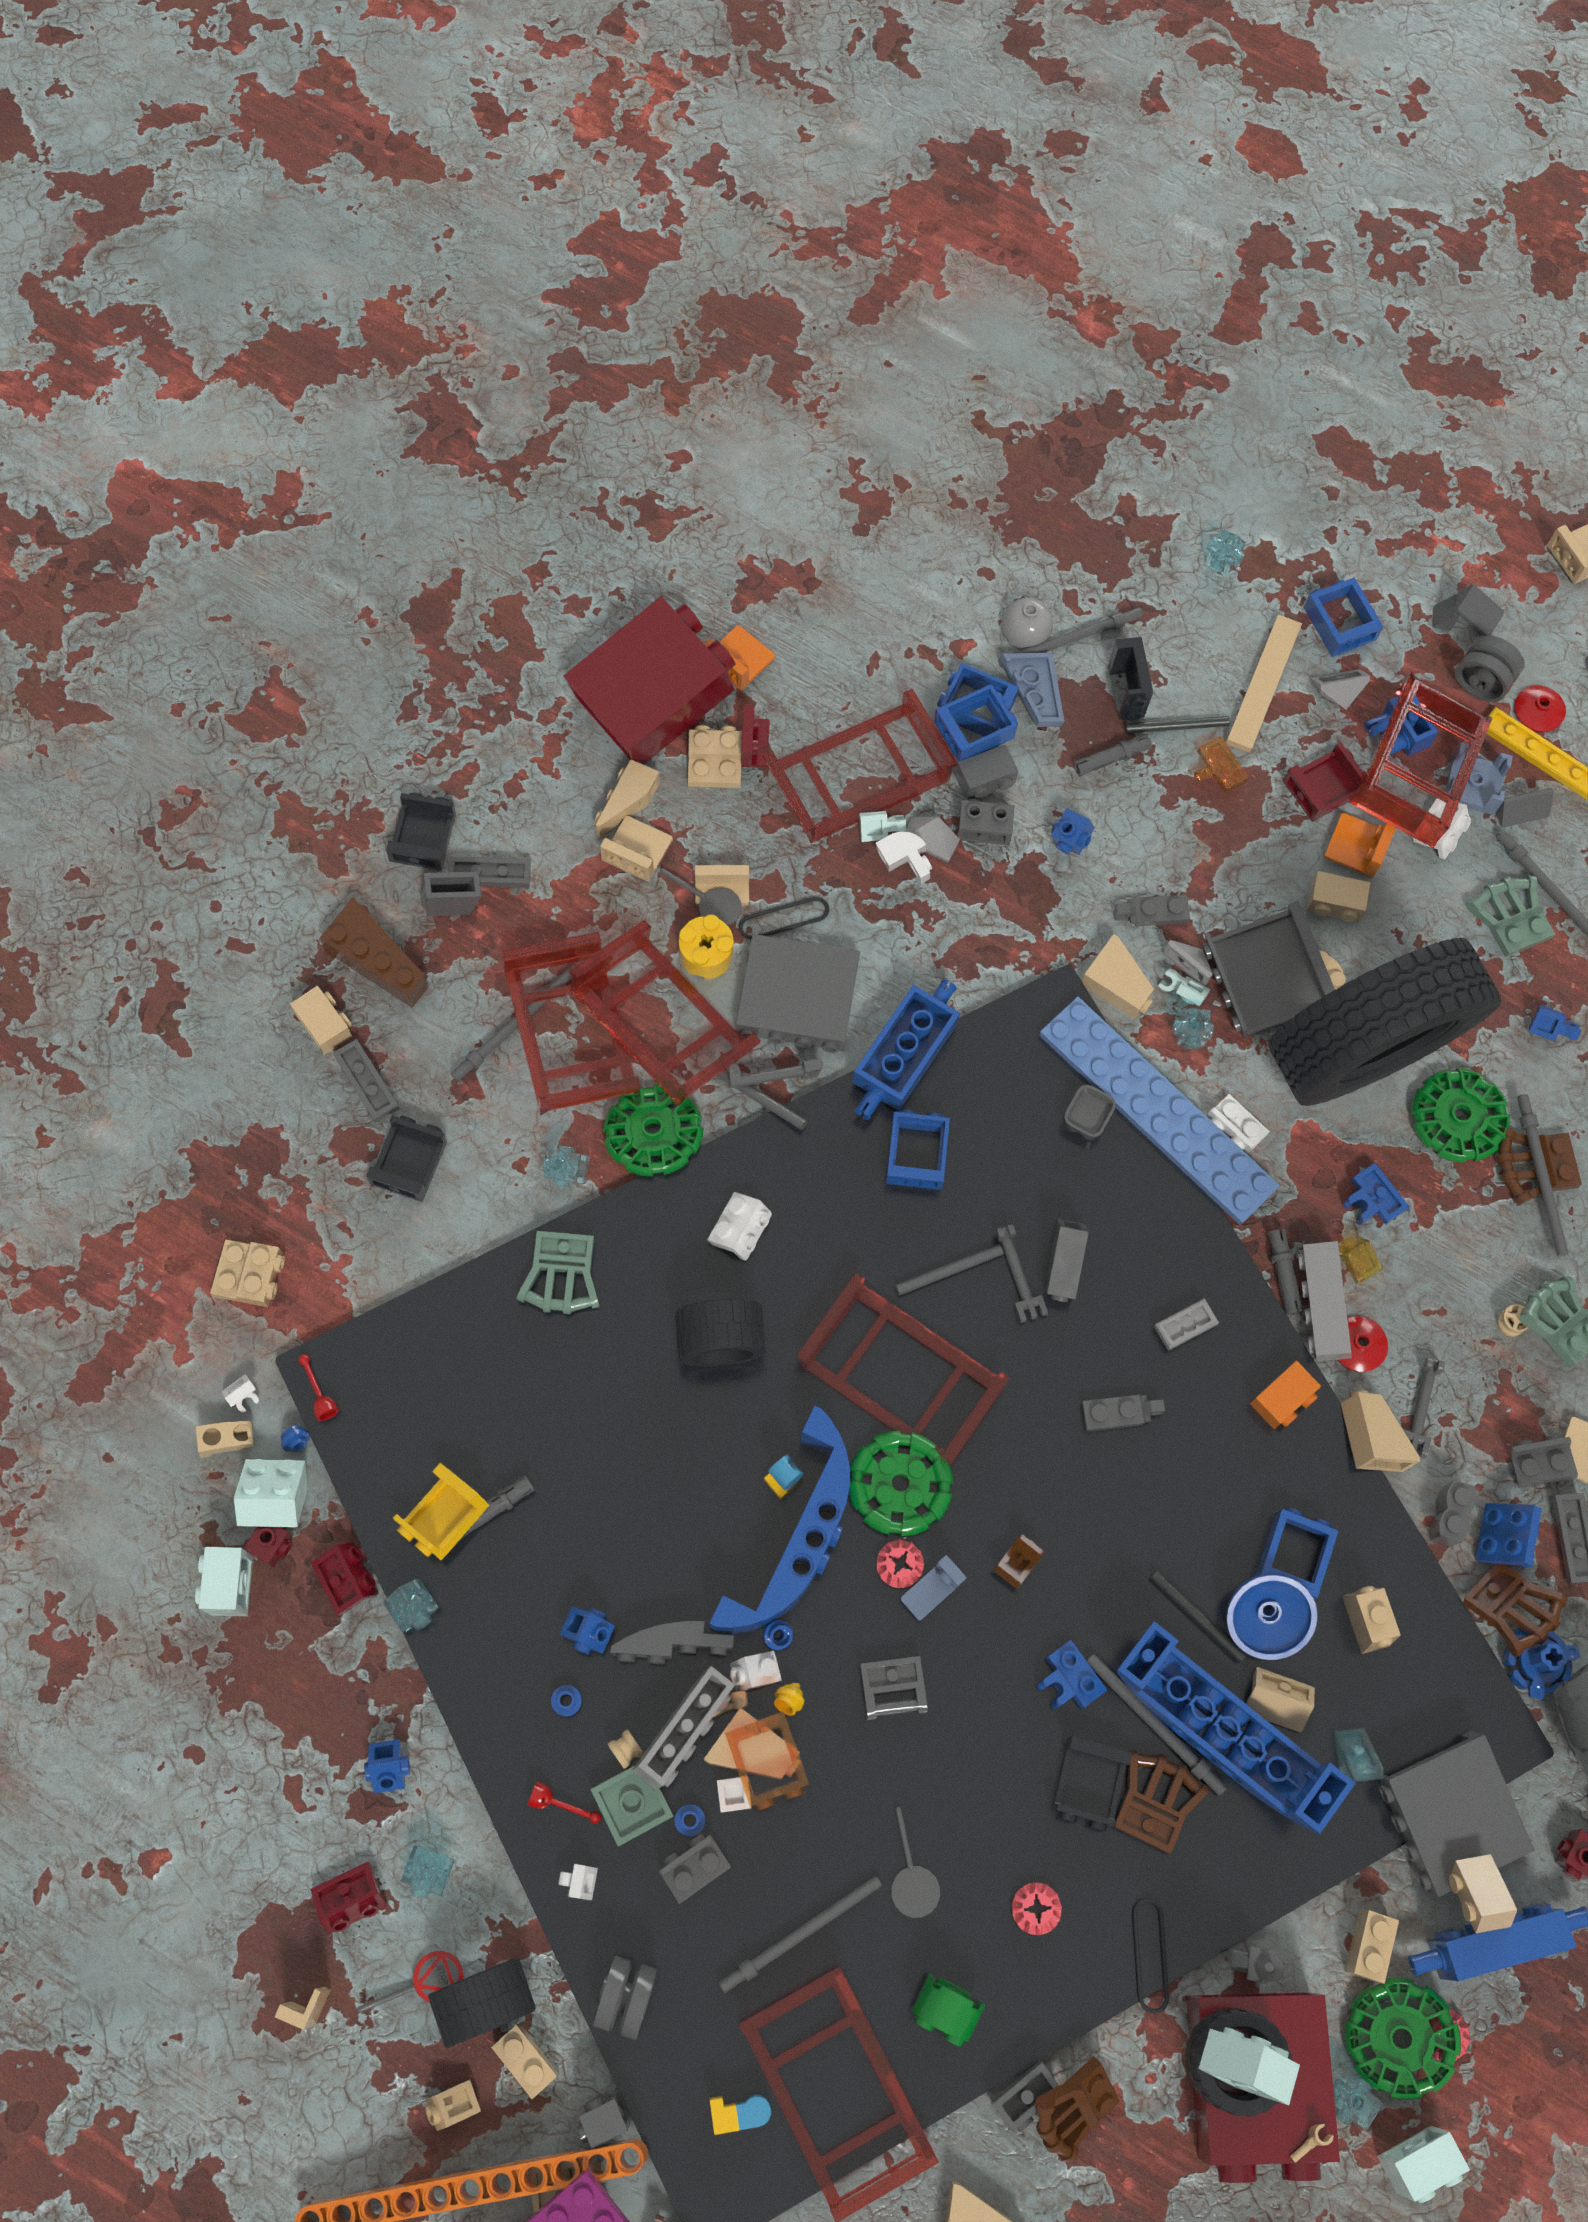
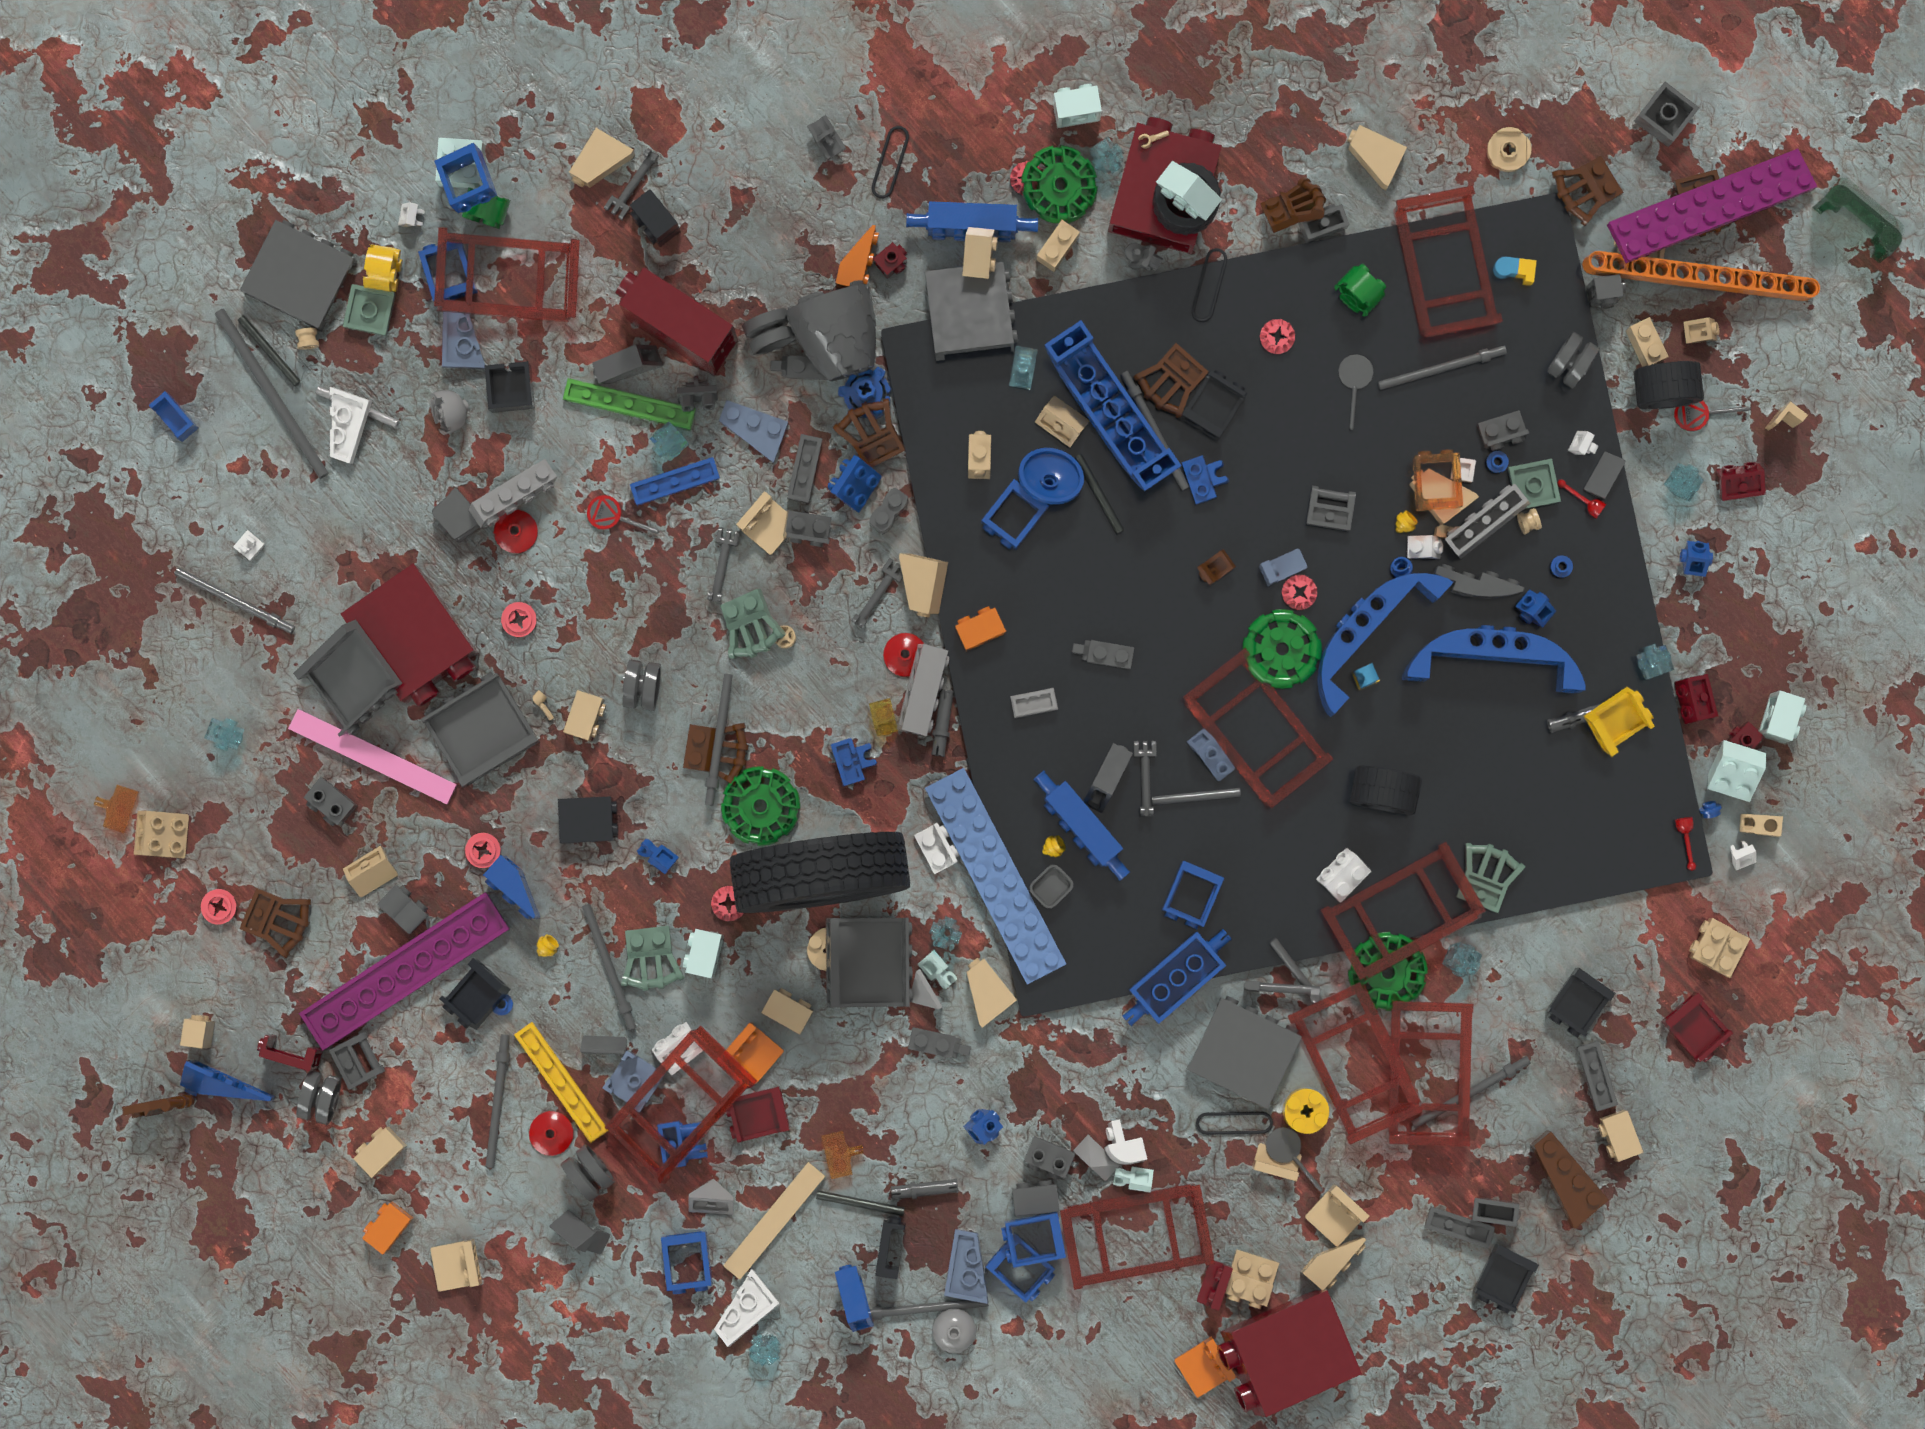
camera: 160 degrees left, 15 degrees up
(253, 1169) = (1697, 1028): none -> dark red panel
(539, 1846) = (1604, 475): none -> dark grey slope
(574, 1569) = (1533, 651): none -> blue slope
(714, 1139) = (1421, 943): none -> clear red piece
(949, 1322) = (1211, 754): none -> sand blue bracket
(1079, 1190) = (1083, 824): none -> blue brick
(1101, 1161) = (1054, 846): none -> yellow plate
(1152, 617) = (854, 1298): none -> blue window
(1259, 587) = (746, 1310): none -> white wing
(1462, 917) = (703, 953): none -> light aqua brick

